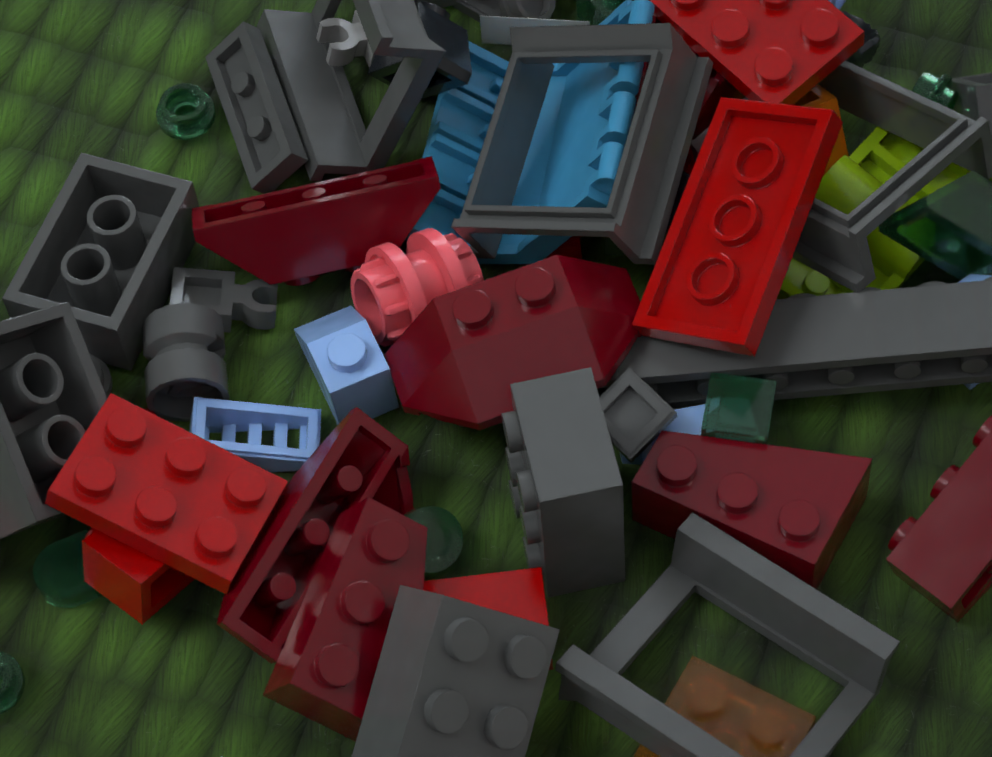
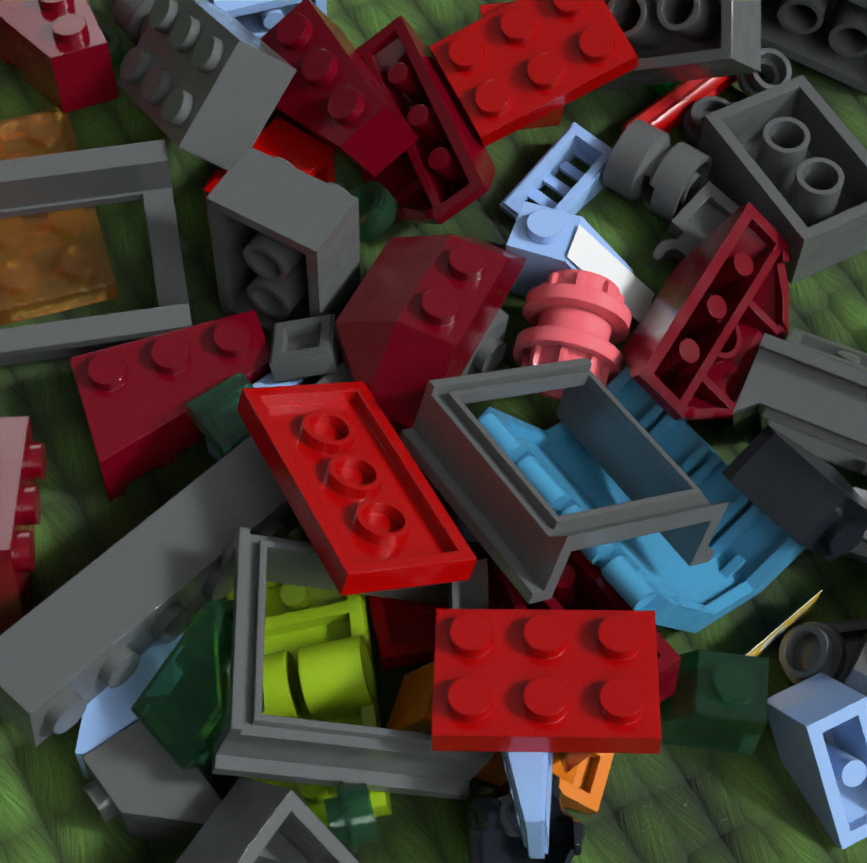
camera: 125 degrees right, 0 degrees up
(329, 314) = (595, 258): none -> white sticker

